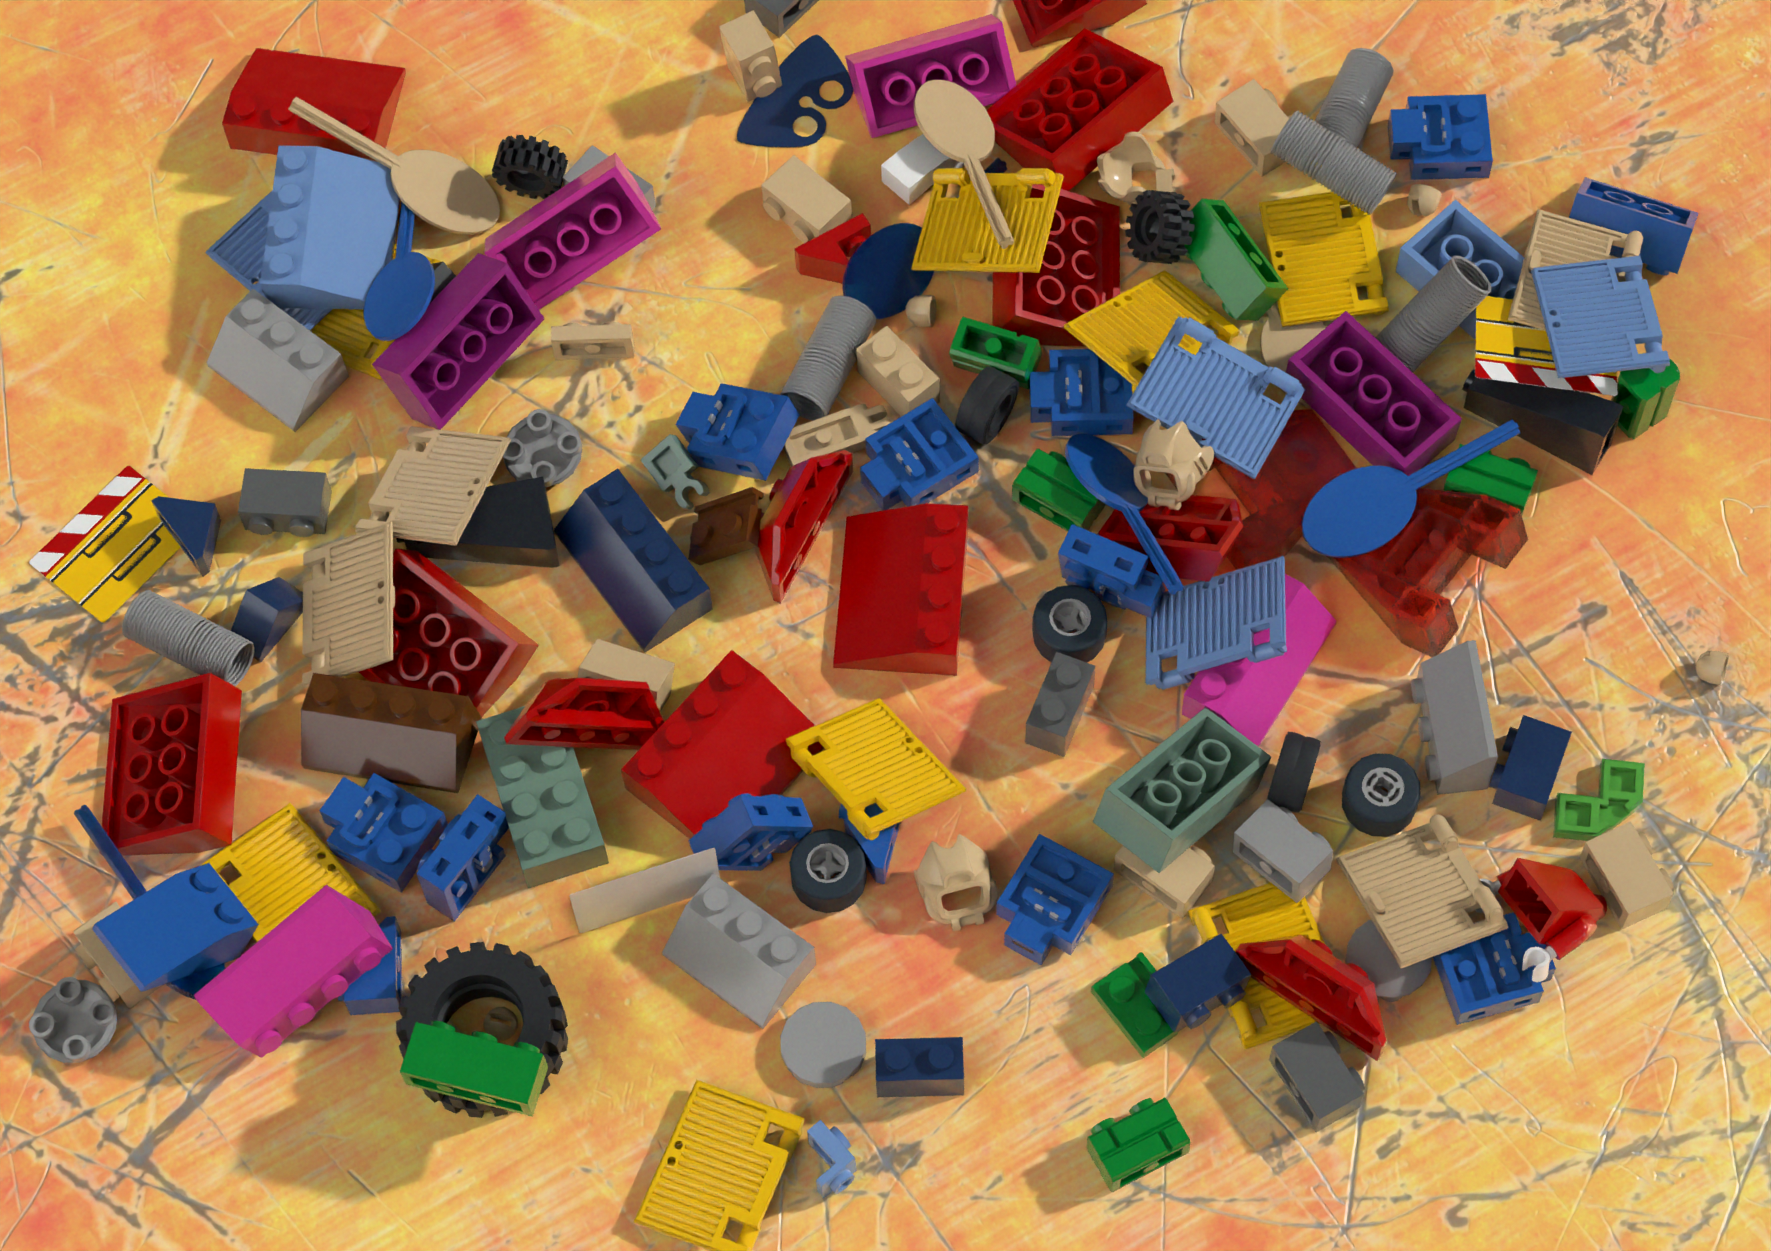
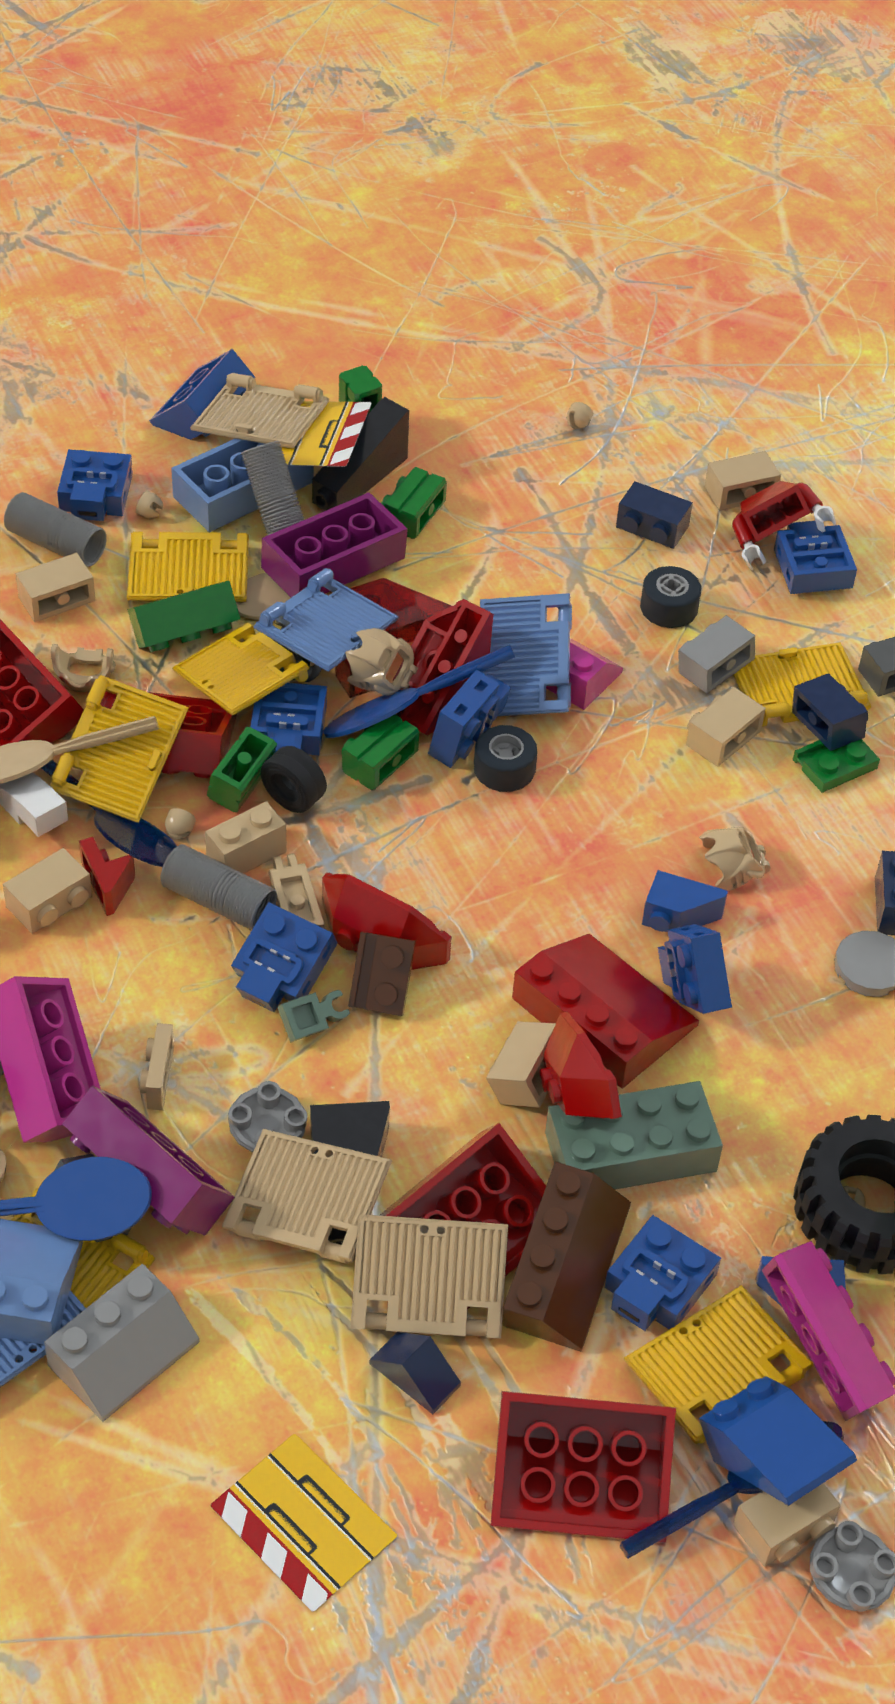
camera: 90 degrees left, 15 degrees down
(181, 634) = (435, 1438): light grey piece -> none
(192, 526) = (312, 1430): dark blue slope -> none
(284, 502) = (290, 1342): dark grey brick -> none
(463, 858) = (704, 1195): blue piece -> none
(633, 561) = (402, 1050): dark blue slope -> none
(643, 891) = (749, 1051): white sticker -> none
(739, 951) = (790, 1007): light grey slope -> none
(825, 854) = (734, 929): black wheel -> none
(874, 761) = (631, 890): yellow window -> none
(902, 590) = (457, 860): red slope -> none
(916, 458) = (331, 836): blue piece -> none
(1051, 900) = (752, 795): blue piece -> none
(1060, 704) = (578, 770): dark grey brick -> none
(1159, 227) = (154, 666): black tyre -> none
(1181, 789) = (675, 688): sand green brick -> none
(1293, 771) = (661, 621): black tyre -> none
(1319, 986) = (837, 638): red wedge -> none
(1345, 167) = (118, 529): light grey piece -> none
(1372, 955) = (799, 616): light grey dish -> none
(1376, 502) = (425, 555): blue piece -> none
(1413, 569) = (459, 559): clear red wedge -> none
(1421, 893) = (758, 579): tan window -> none
(1455, 720) = (617, 537): light grey slope -> none
(1599, 317) = (308, 393): medium blue window -> none
(1618, 798) = (677, 482): bright green tile -> none

